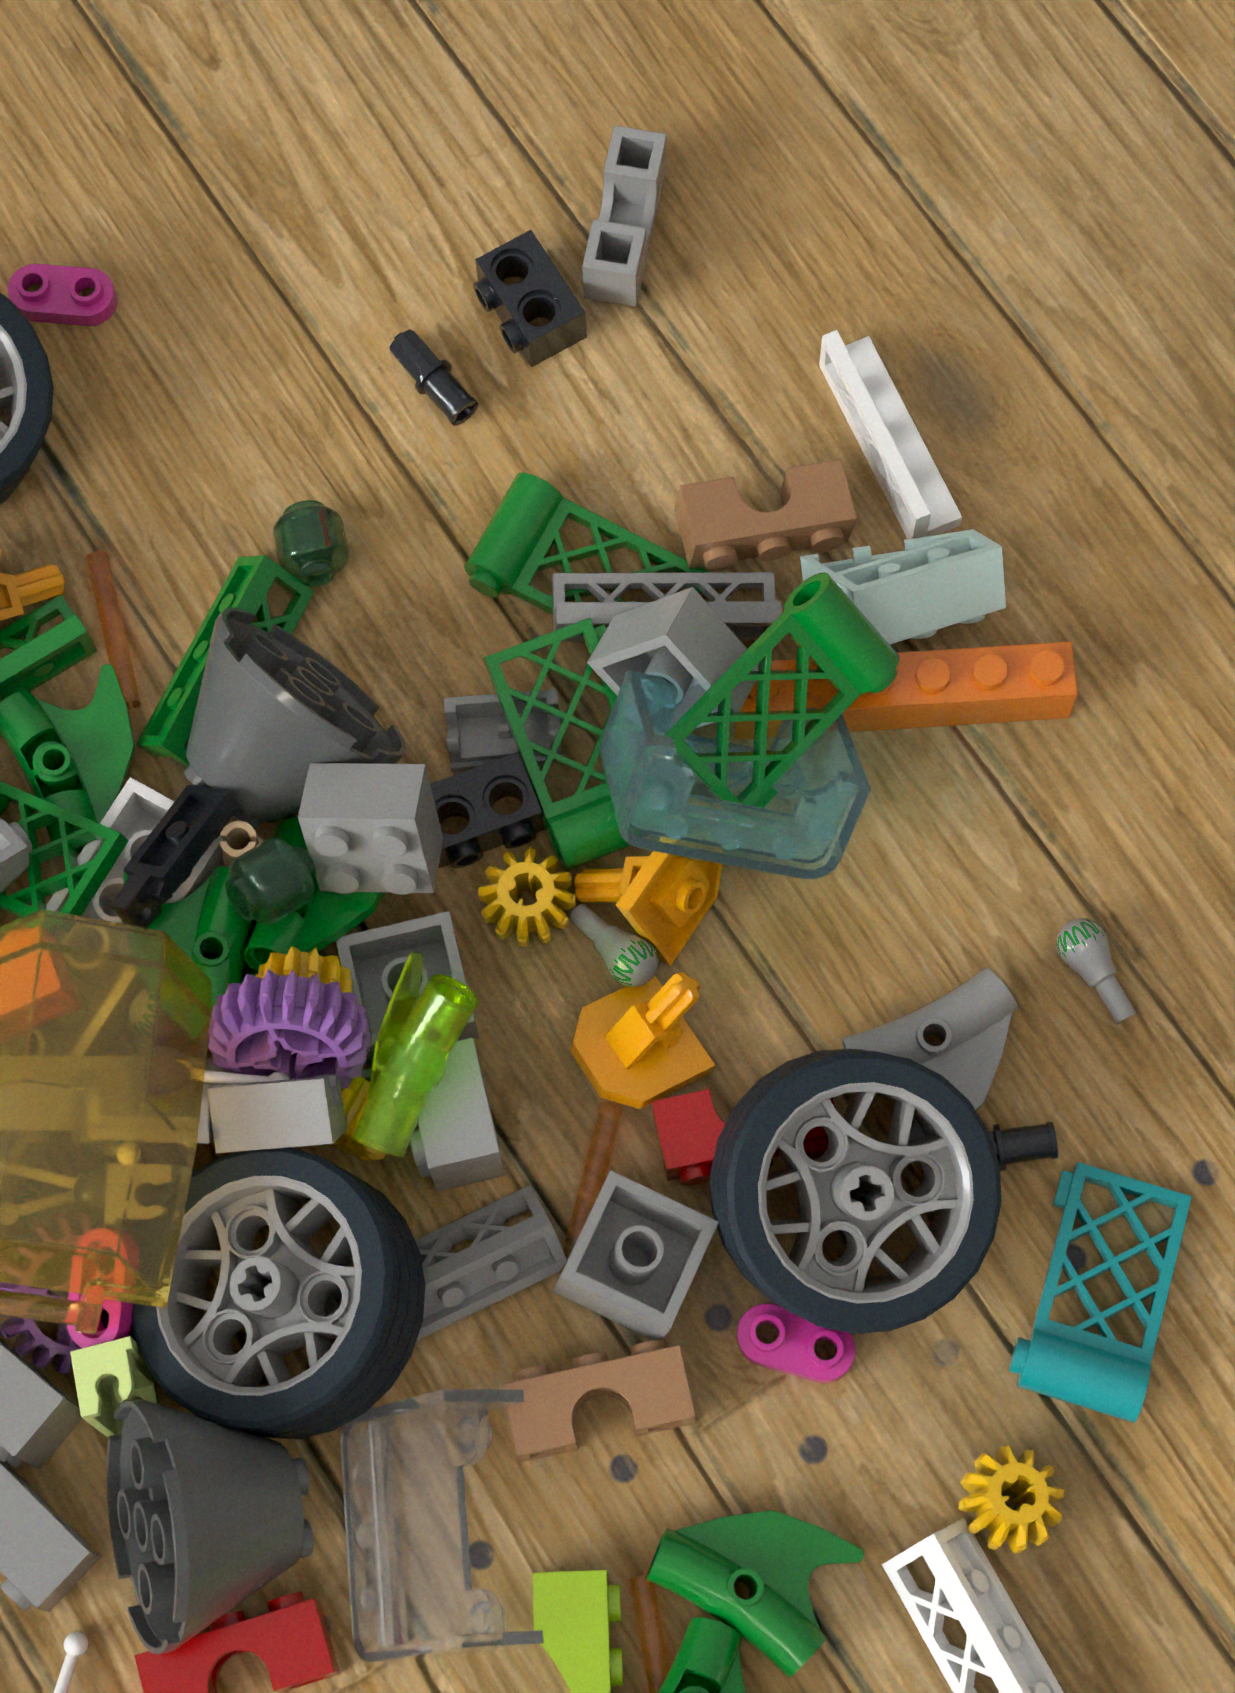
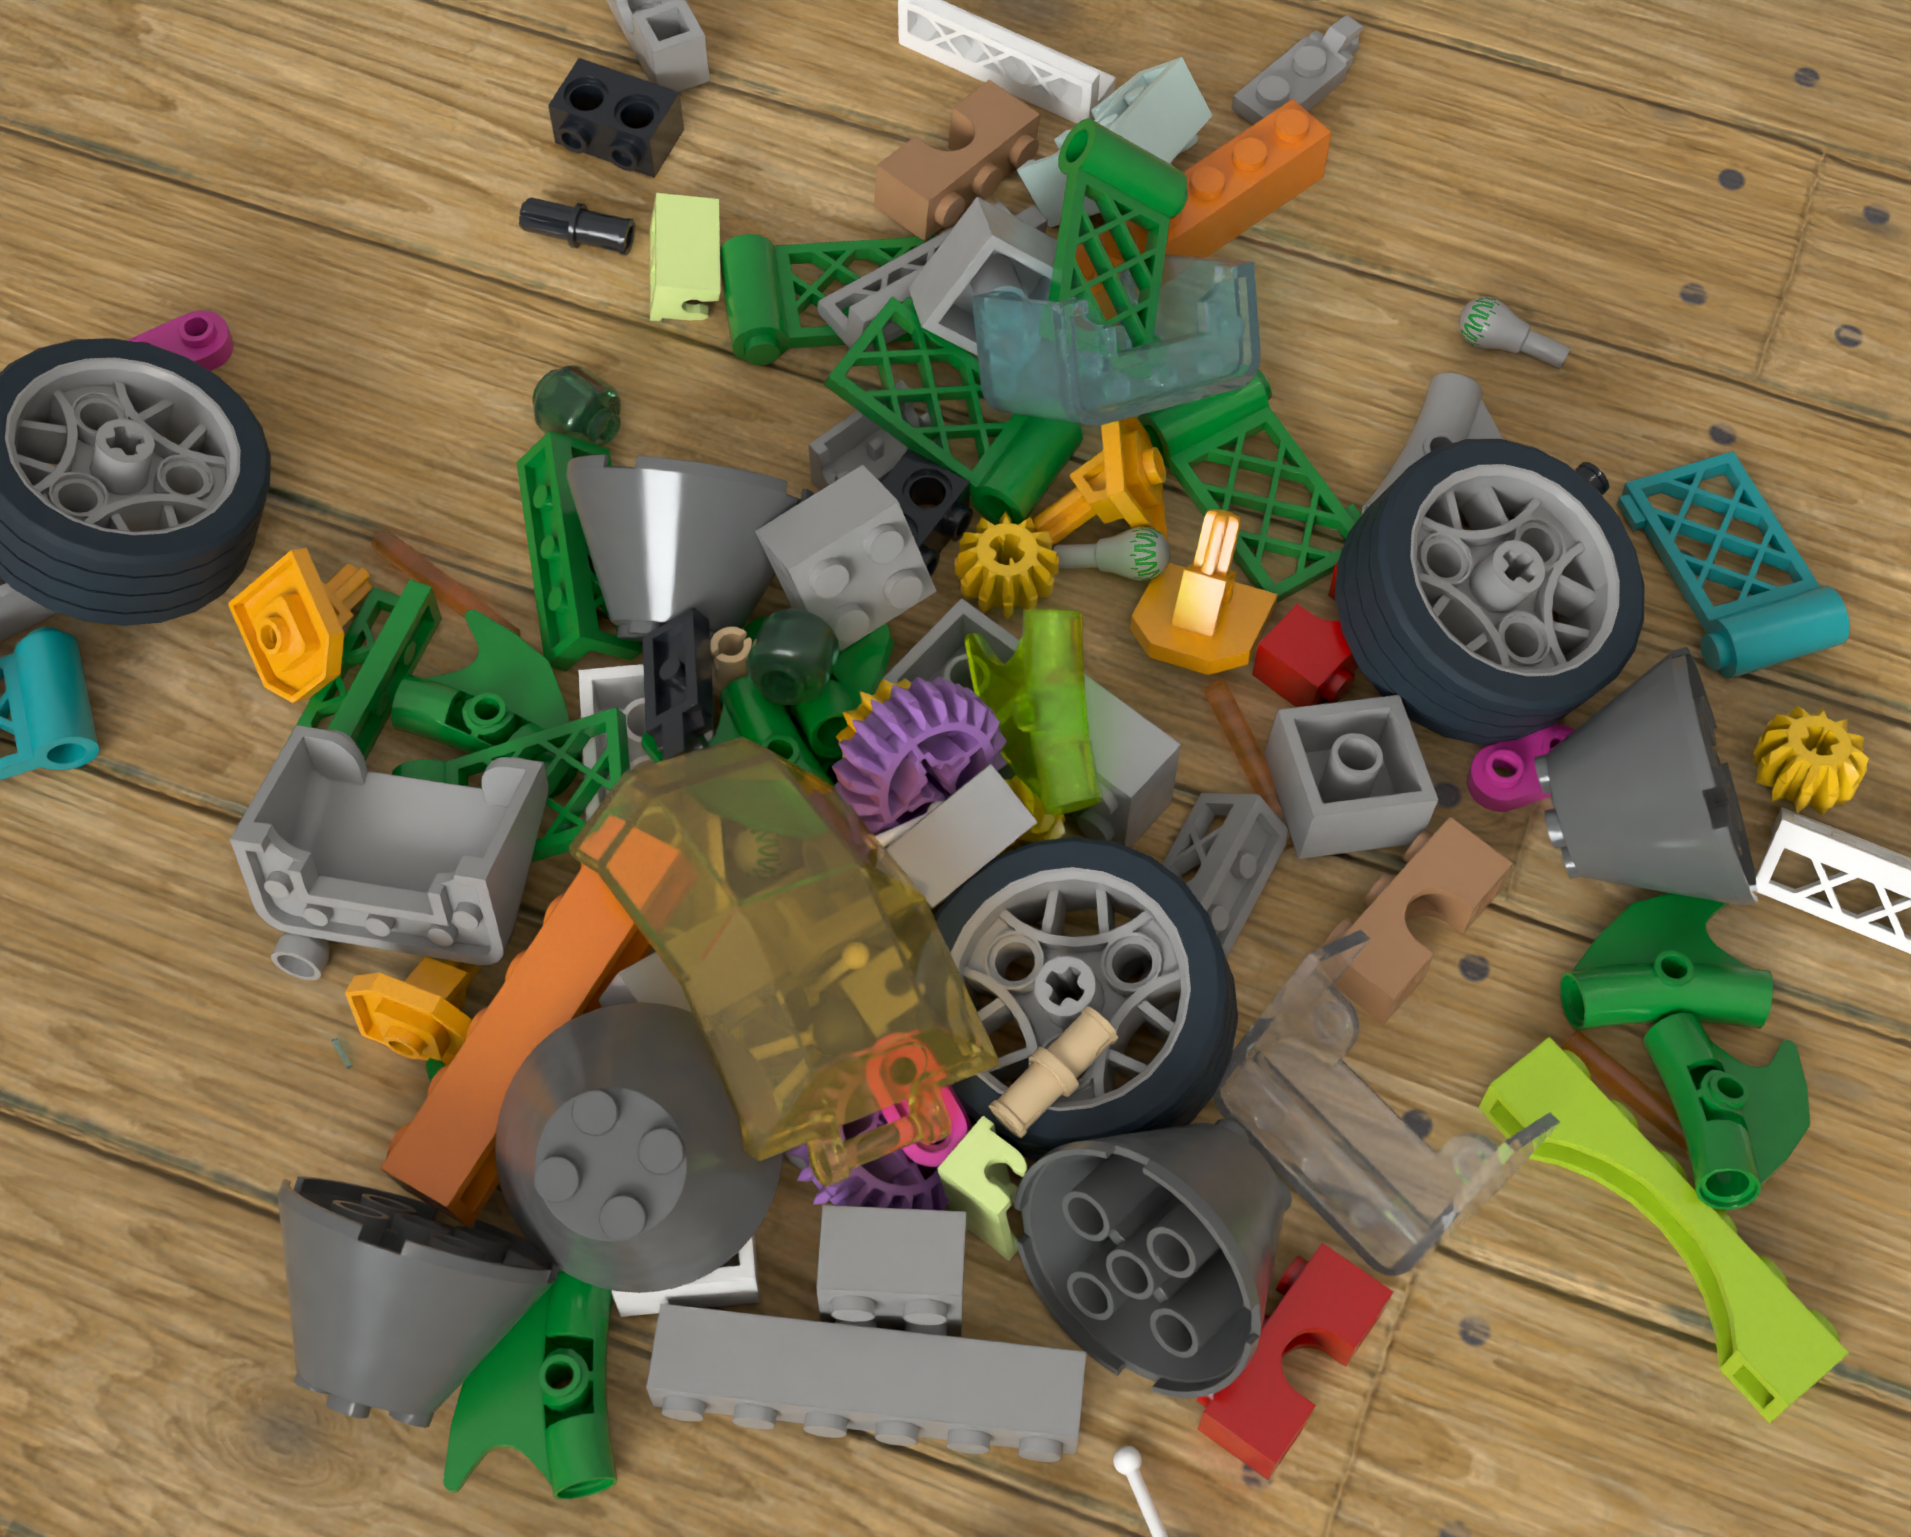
camera: 40 degrees left, 10 degrees down
(199, 1341) = (1053, 1071): none -> tan pin
(488, 460) = (684, 256): none -> yellowish green hinge
(782, 894) = (1204, 432): none -> green piece
(848, 1448) = (1647, 795): none -> dark grey cone
(1121, 614) = (1302, 73): none -> light grey hinge

